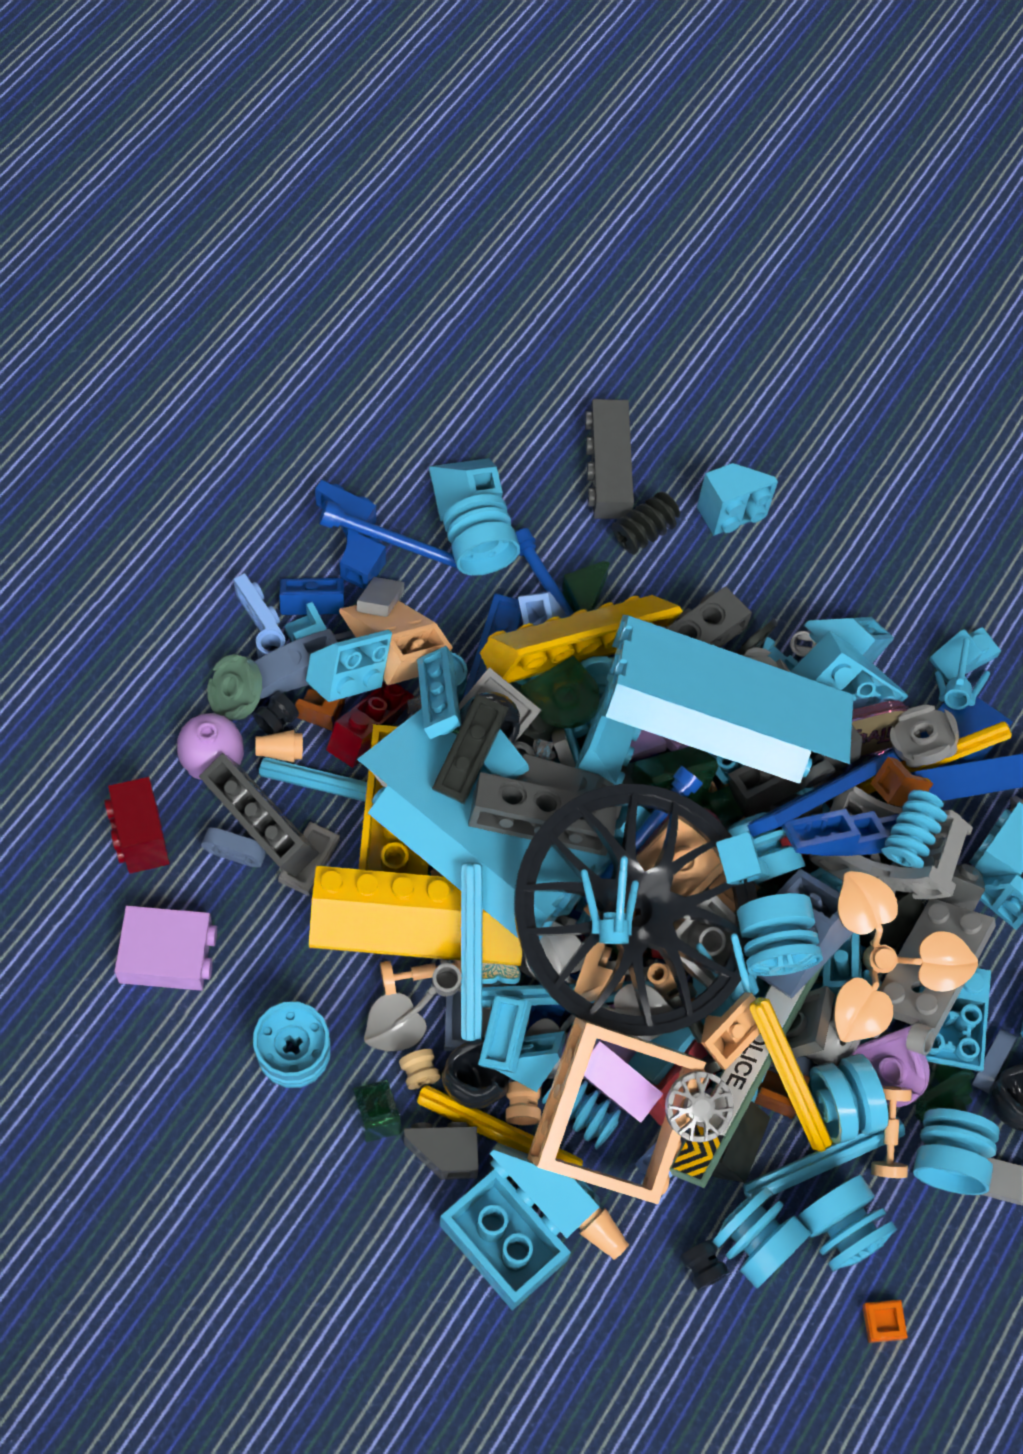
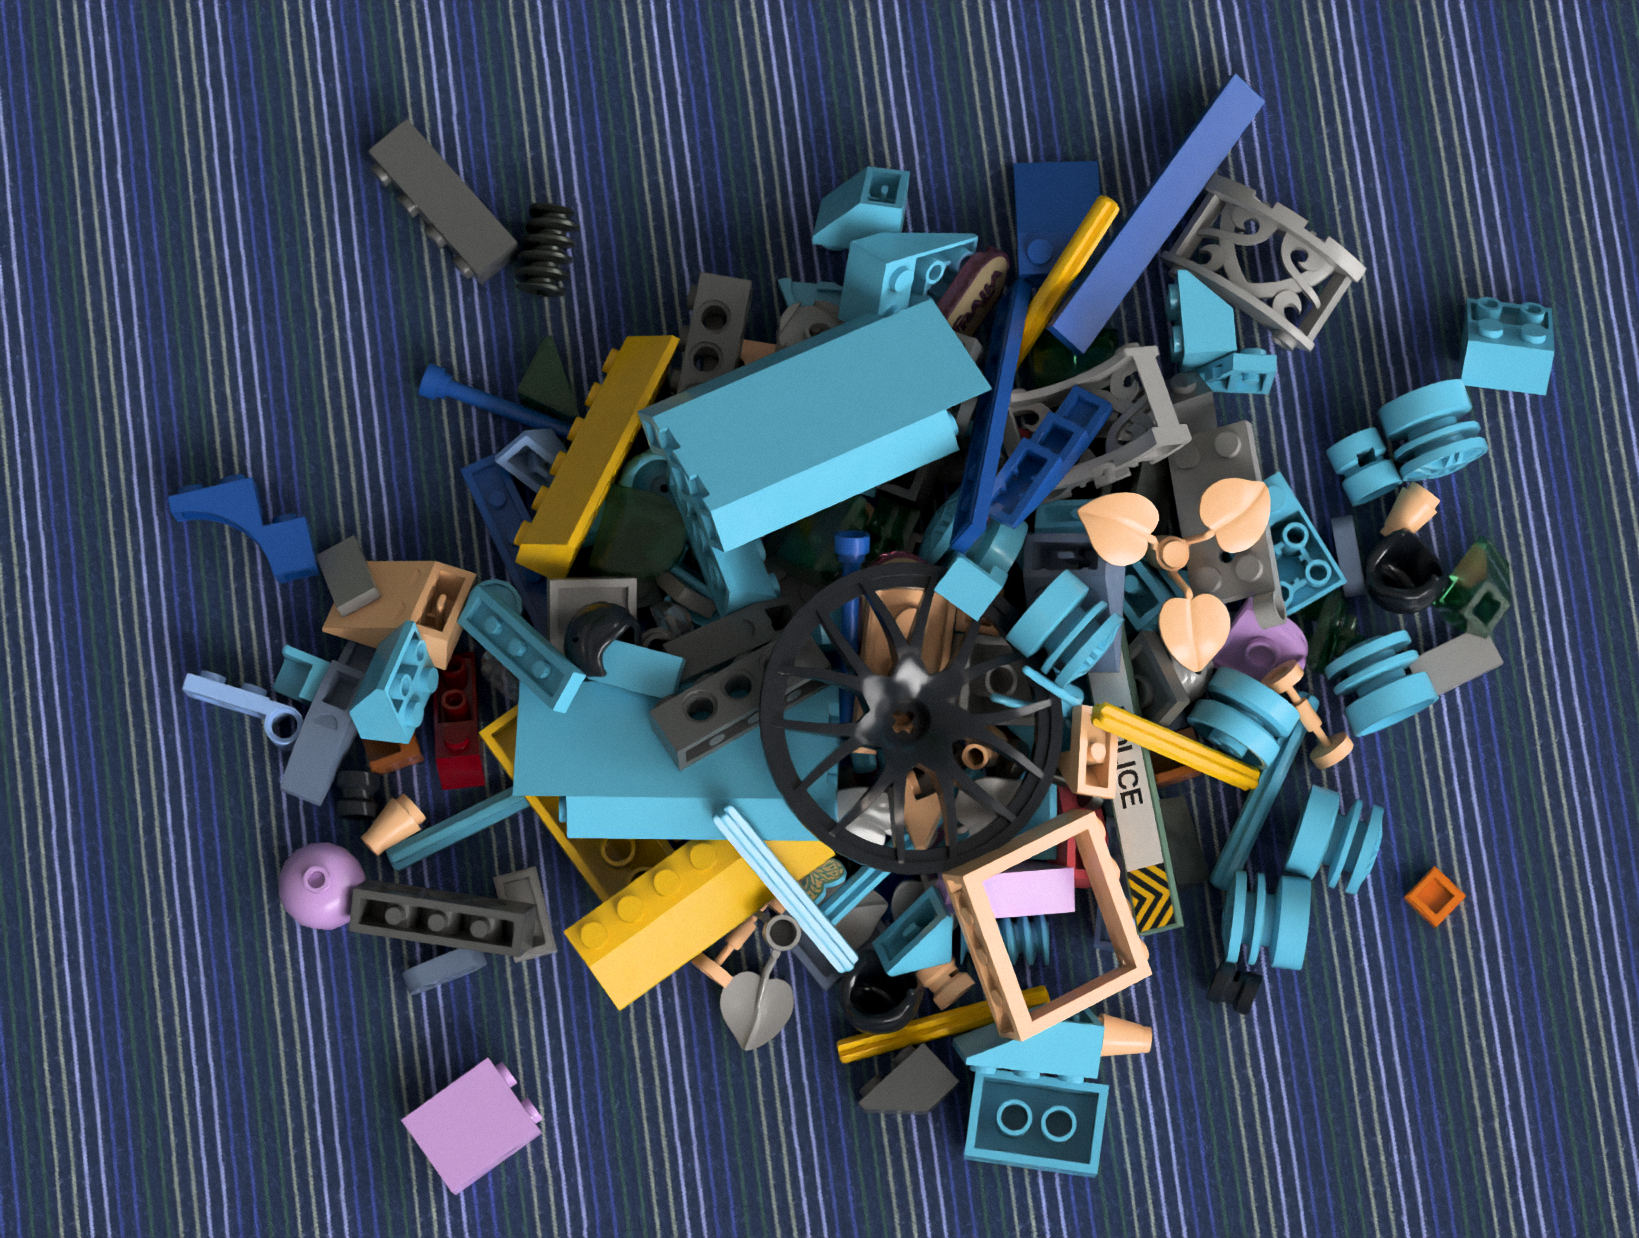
camera: 30 degrees left, 15 degrees up
(136, 825) = (336, 1030): dark red brick -> none
(235, 687) = (292, 804): sand green tile -> none
(296, 1025) = (669, 1092): medium azure wheel -> none
(325, 594) = (263, 634): blue slope -> none
(335, 516) = (224, 532): blue piece -> none
(377, 1111) = (812, 1103): clear green slope -> none
(419, 1069) = (820, 1031): tan wheel -> none
(462, 480) = (321, 369): medium azure slope -> none
(470, 749) = (616, 692): pearl dark grey tile -> none
(481, 534) = (385, 413): medium azure wheel -> none
(505, 1033) = (880, 936): medium azure tile -> none
(615, 925) = (910, 760): medium azure plant -> none
(699, 1106) = (1120, 856): light grey wheel -> none
(735, 497) = (615, 144): medium azure slope -> none
(758, 637) = (771, 299): pearl dark grey wheel -> none
(798, 649) = (822, 261): flat silver hinge -> none
(896, 782) = (1049, 358): dark orange panel -> none
(915, 829) = (1107, 403): medium azure piece -> none
(925, 751) = (1053, 279): light grey plate -> none
(958, 690) = (1022, 183): medium azure plant -> none
(981, 650) = (991, 123): medium azure slope -> none

